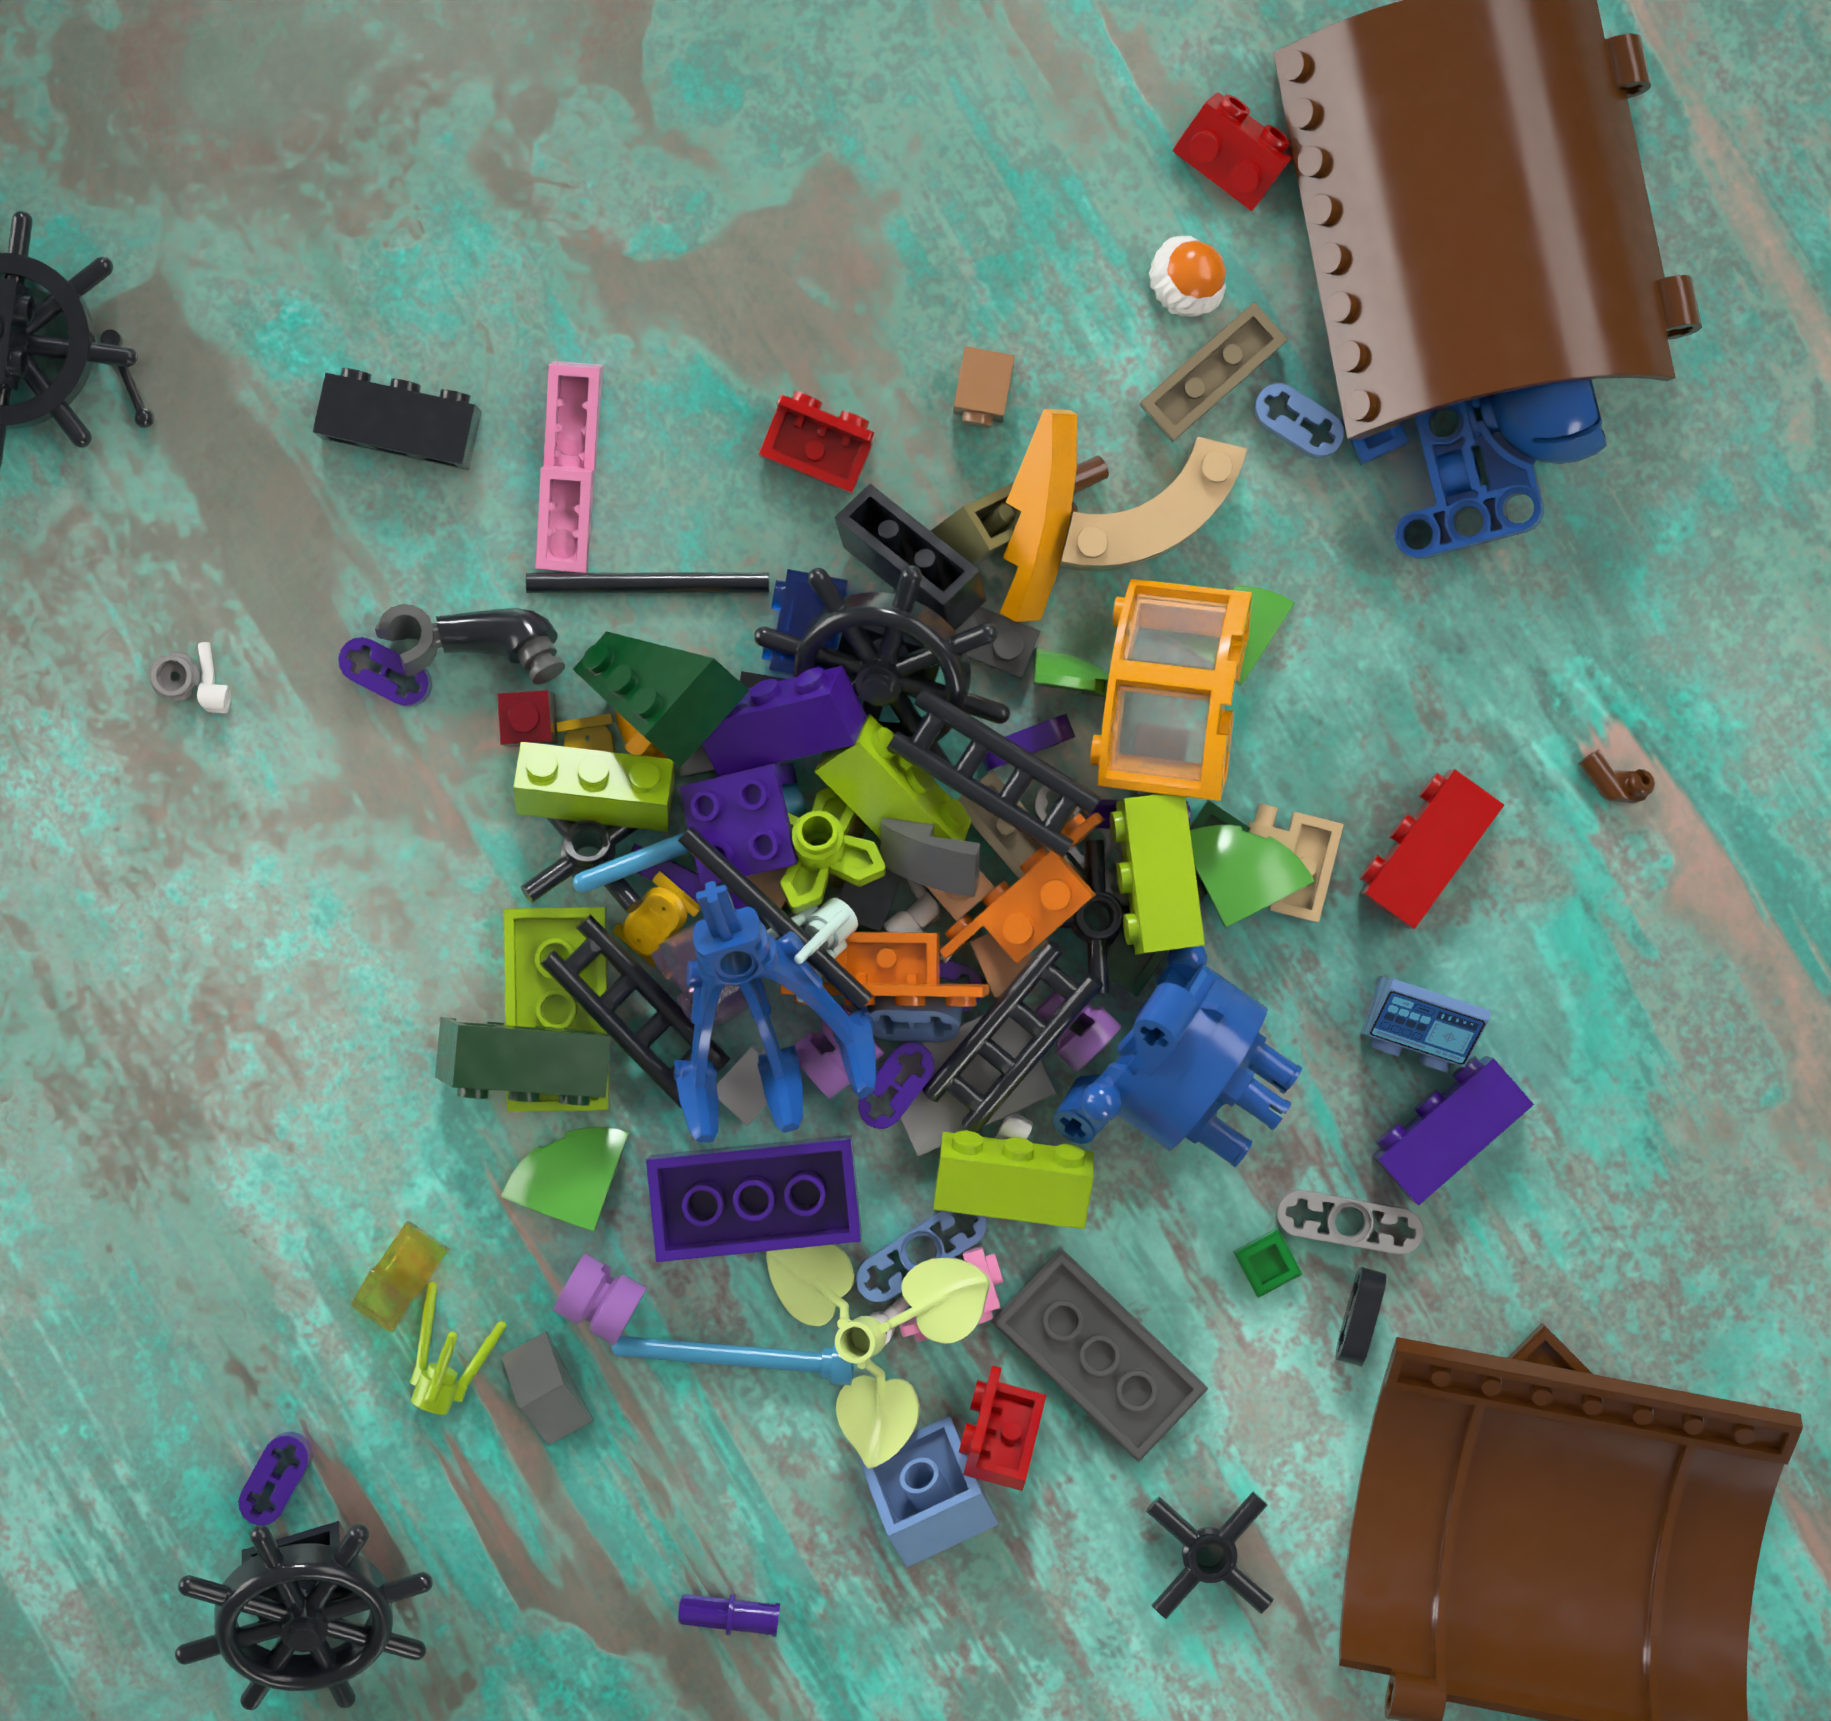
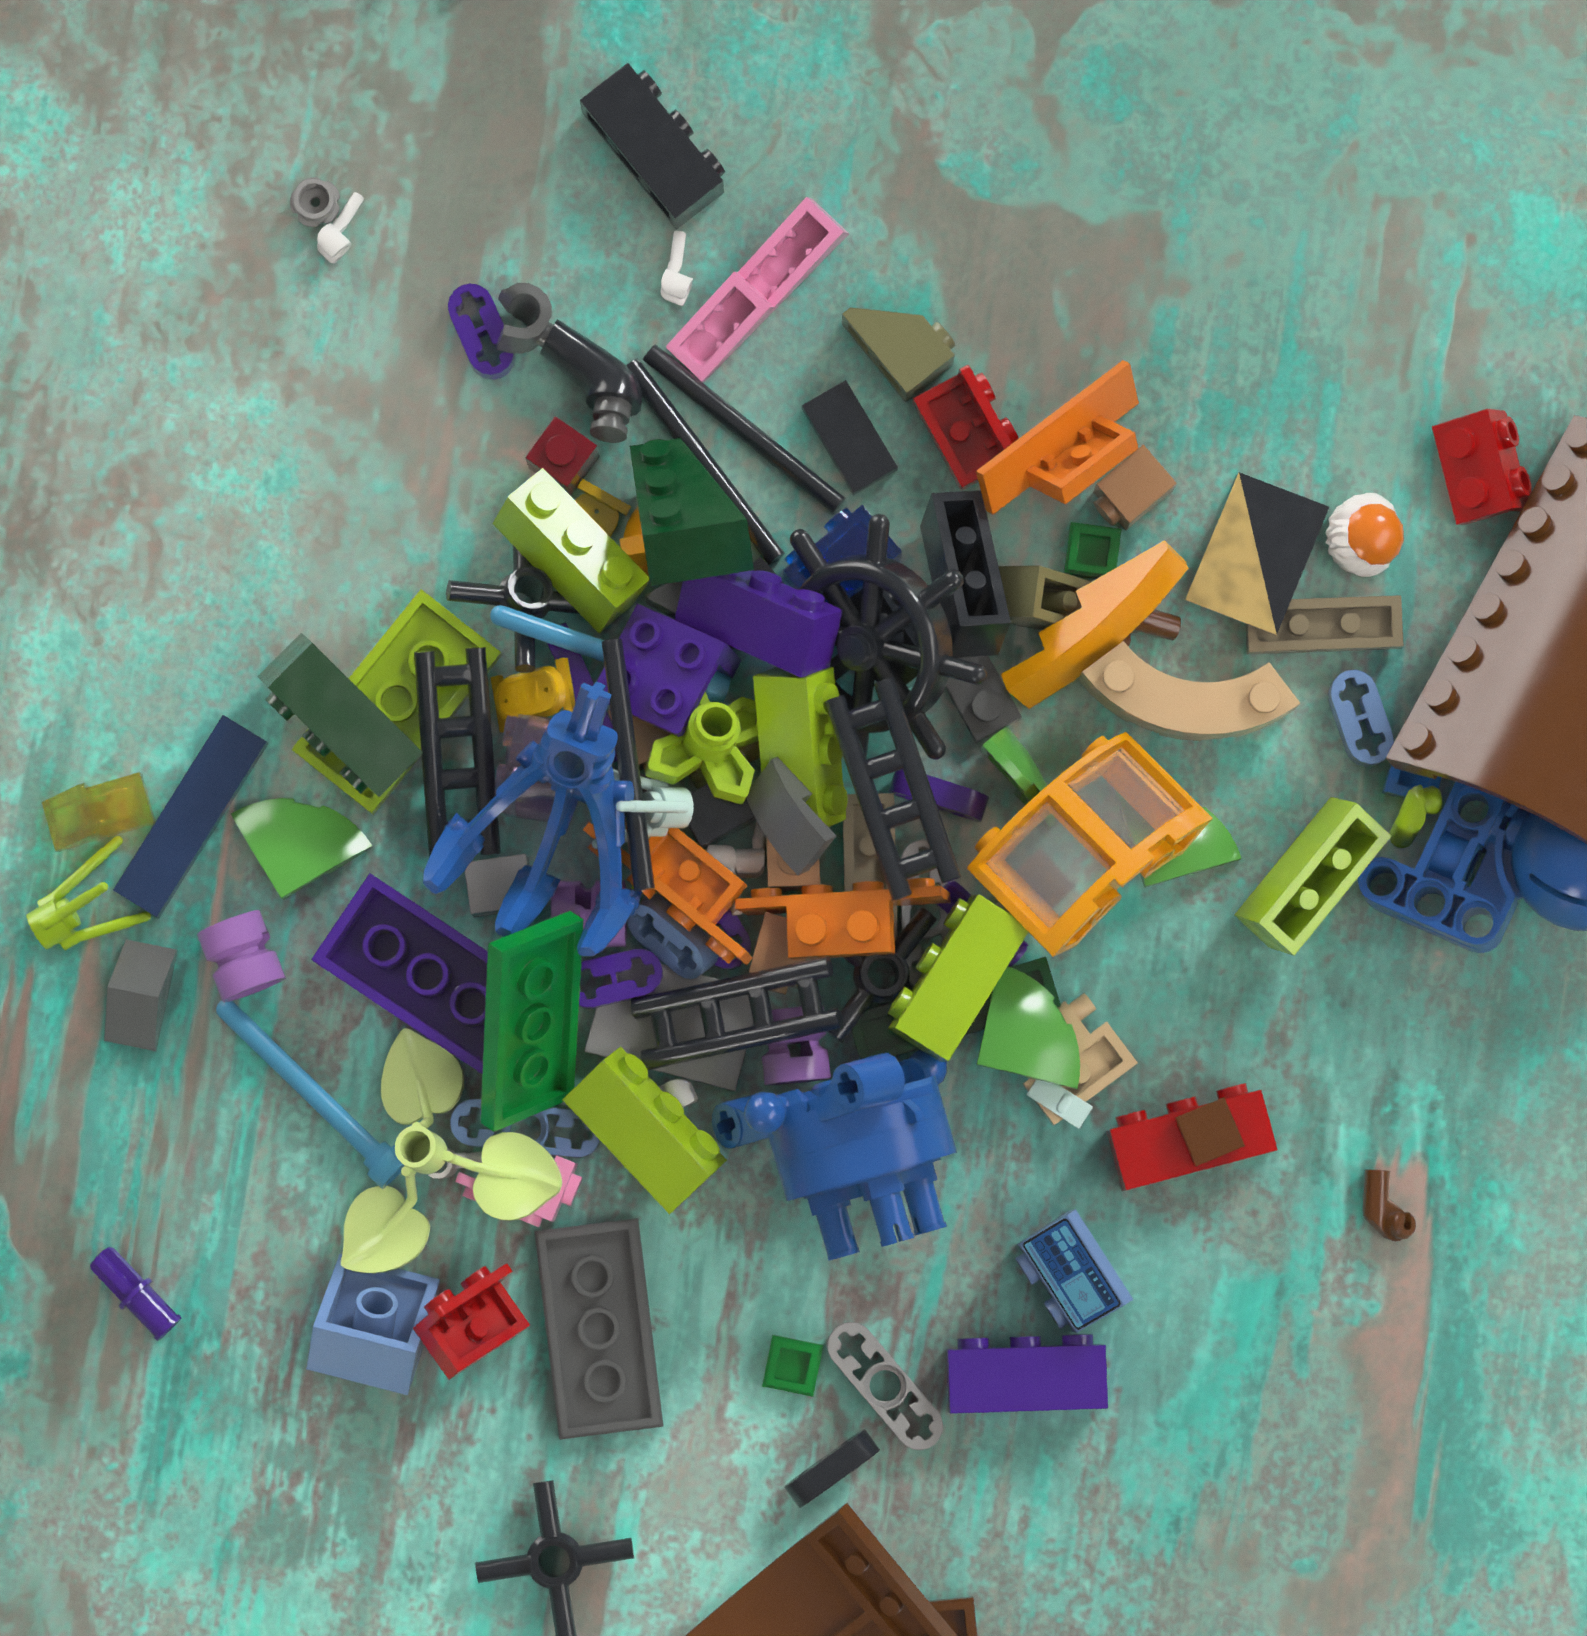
camera: 35 degrees right, 5 degrees down
(472, 1223) = (190, 816): none -> dark blue tile
(503, 515) = (676, 286): none -> white hand
(601, 623) = (678, 428): none -> black axle
(717, 420) = (901, 347): none -> olive slope
(734, 523) = (849, 437): none -> black tile
(862, 1173) = (531, 1020): none -> green plate
(910, 395) = (1068, 446): none -> orange bracket
(990, 459) = (1091, 550): none -> green tile
(1118, 358) = (1257, 553): none -> sticker
(1310, 901) = (1060, 1102): none -> light aqua piece
(1362, 572) = (1312, 875): none -> lime brick
(1399, 462) = (1413, 813): none -> lime arm
(1443, 834) = (1209, 1131): none -> reddish brown tile

